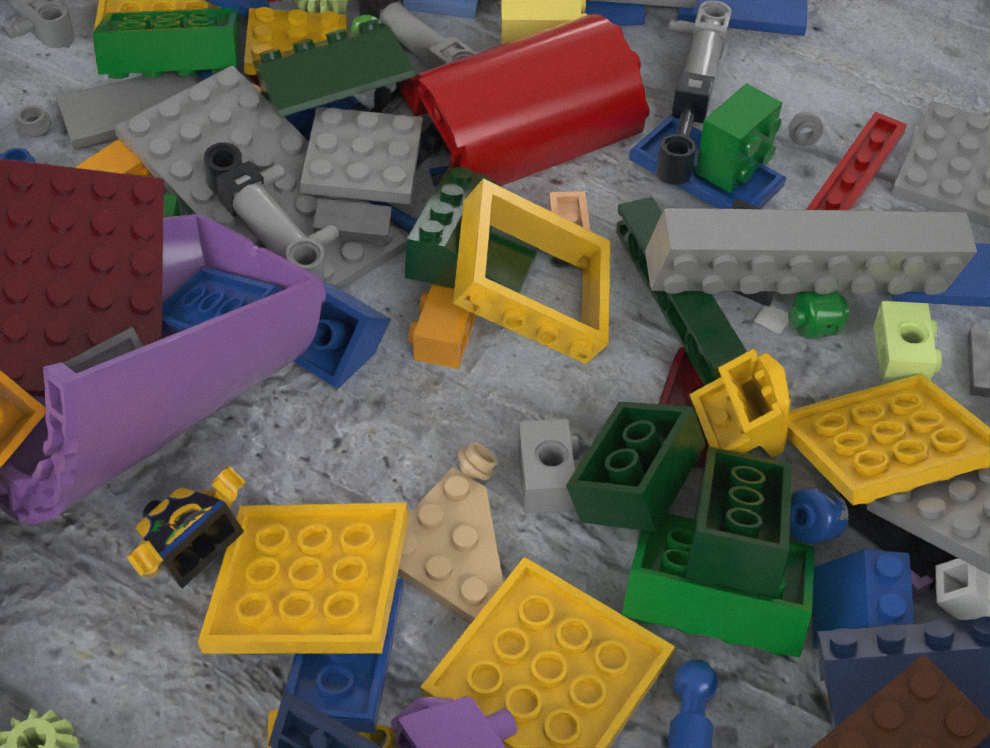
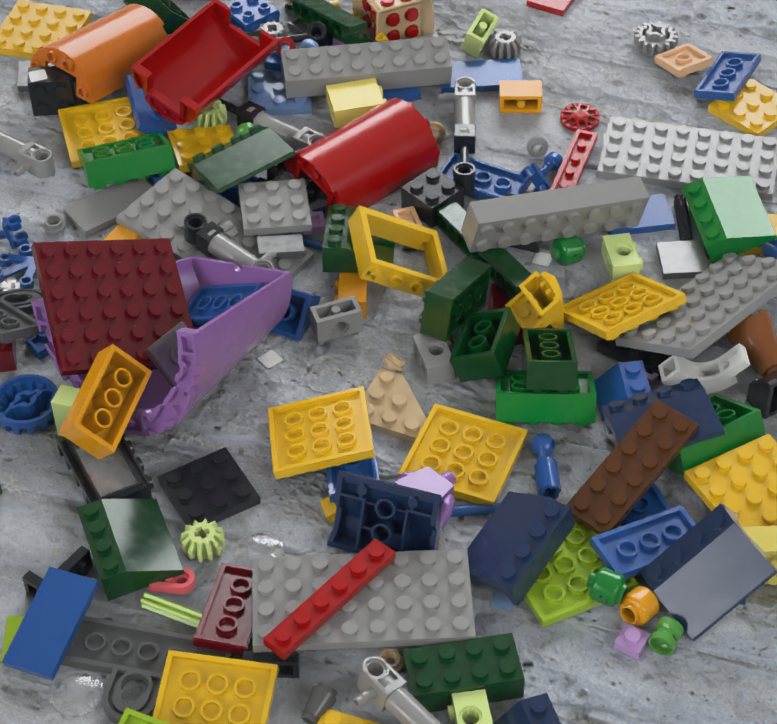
camera: 10 degrees left, 5 degrees down
(90, 644) = (209, 488): none -> black plate
(187, 529) = (246, 422): torso -> none
(280, 411) = (270, 359): none -> white sticker
(403, 364) = (336, 319): none -> light grey brick
(423, 189) = (318, 223): none -> lavender plate
(604, 366) = (453, 297): none -> dark green brick
(617, 175) = (429, 193): none -> black brick
(659, 75) = (438, 127): none -> tan plate
(738, 138) = (499, 158): green brick -> none
(796, 46) = (520, 96): none -> light orange brick
(817, 515) = (590, 353): blue head -> none
(822, 159) = (537, 176): none -> blue bar
(883, 93) = (579, 117): none -> red wheel

